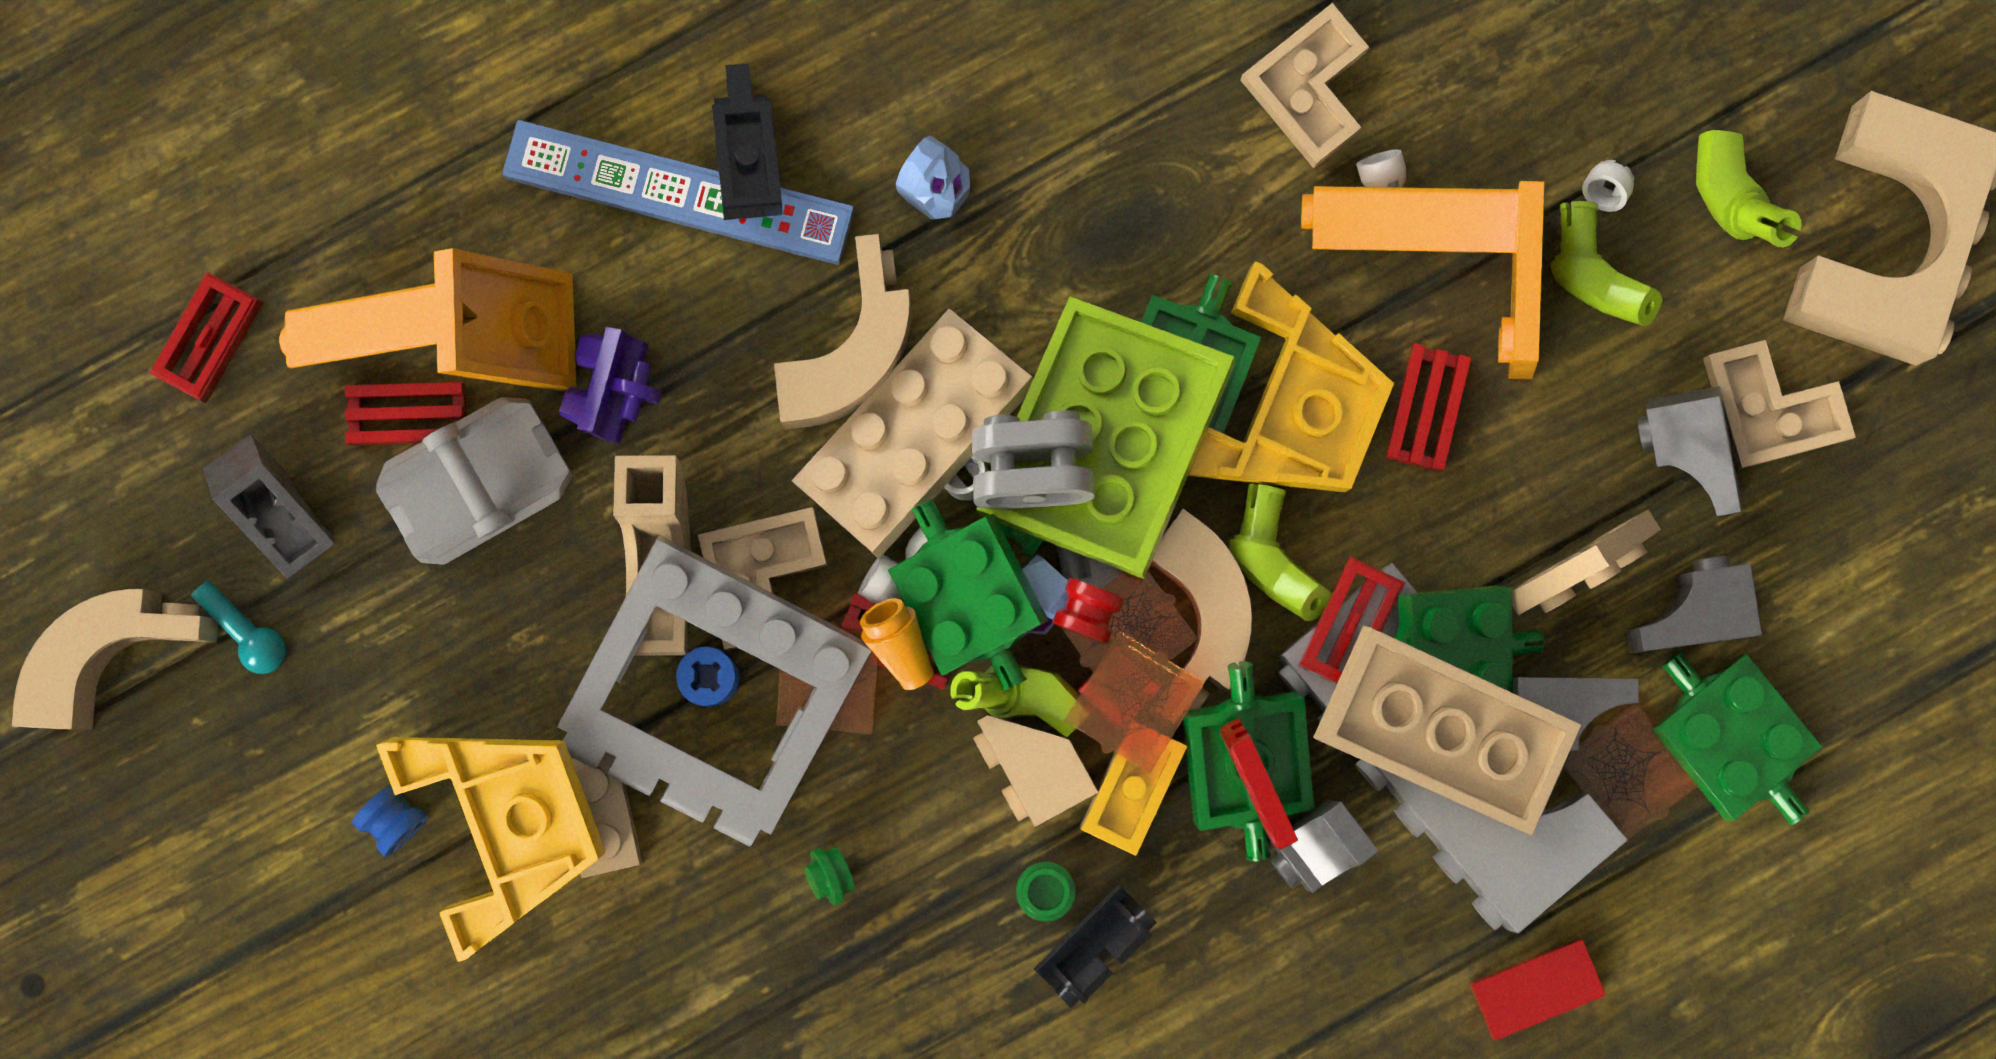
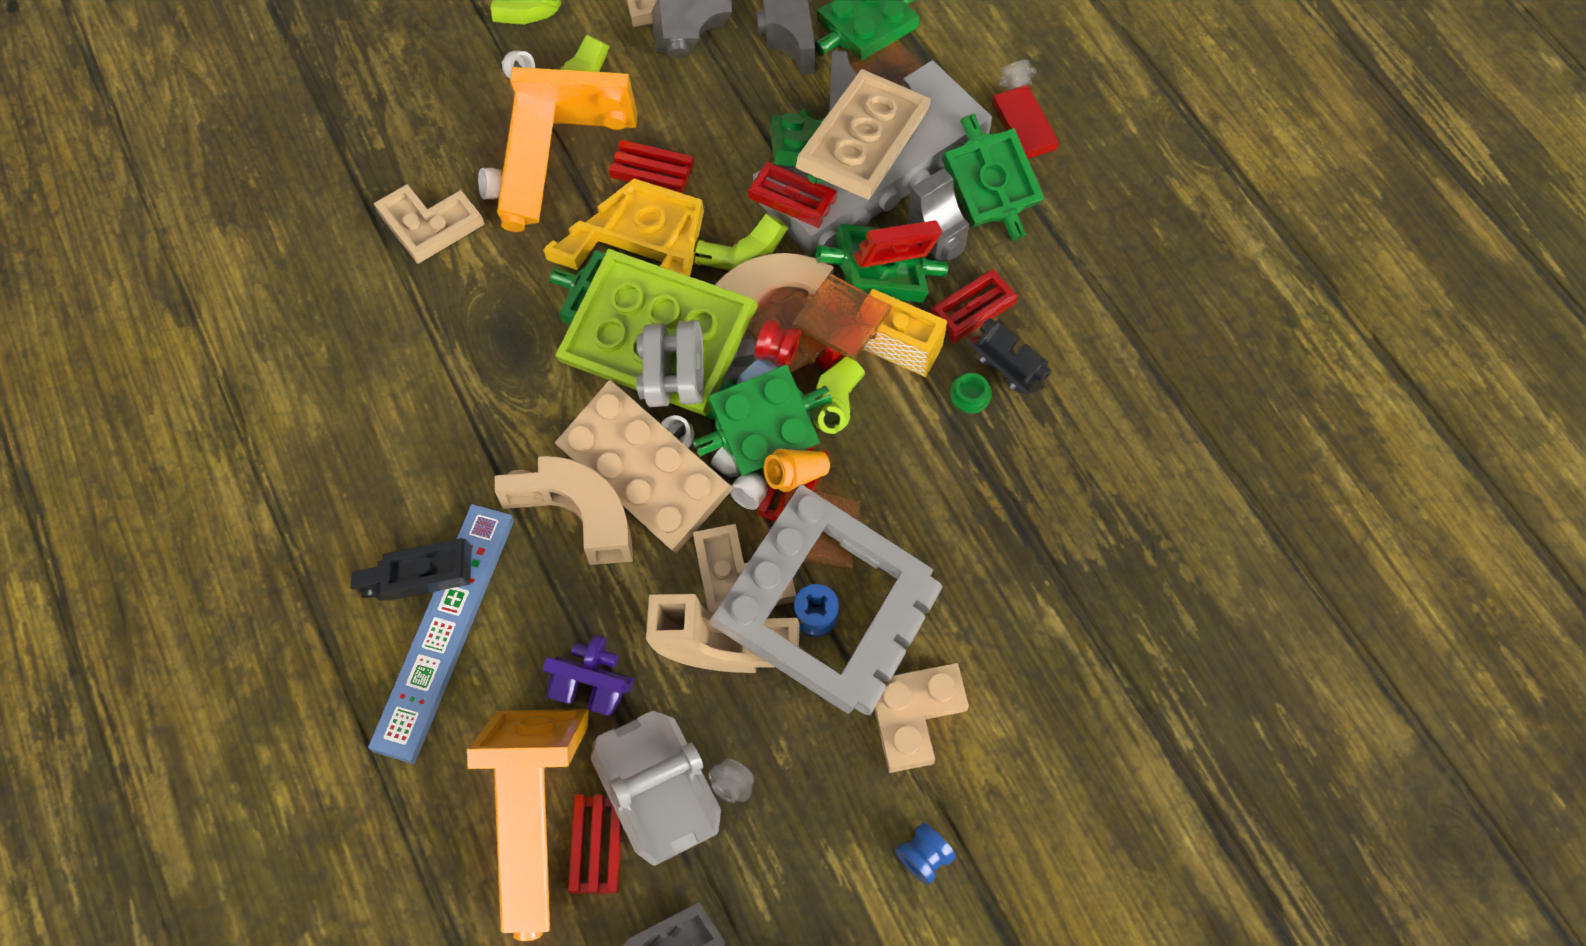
camera: 90 degrees left, 20 degrees down
(478, 575) = (731, 781): none -> clear plate
(522, 815) = (924, 737): yellow wing -> none
(829, 875) = (962, 528): green plate -> none
(934, 179) = (459, 447): light blue rock -> none
(1040, 766) = (887, 390): tan slope -> none
(1227, 940) = (968, 291): none -> red tile
(1410, 932) = (992, 178): none -> green plate
(1592, 563) = (755, 66): tan plate -> none
(1621, 979) = (1017, 74): none -> clear plate

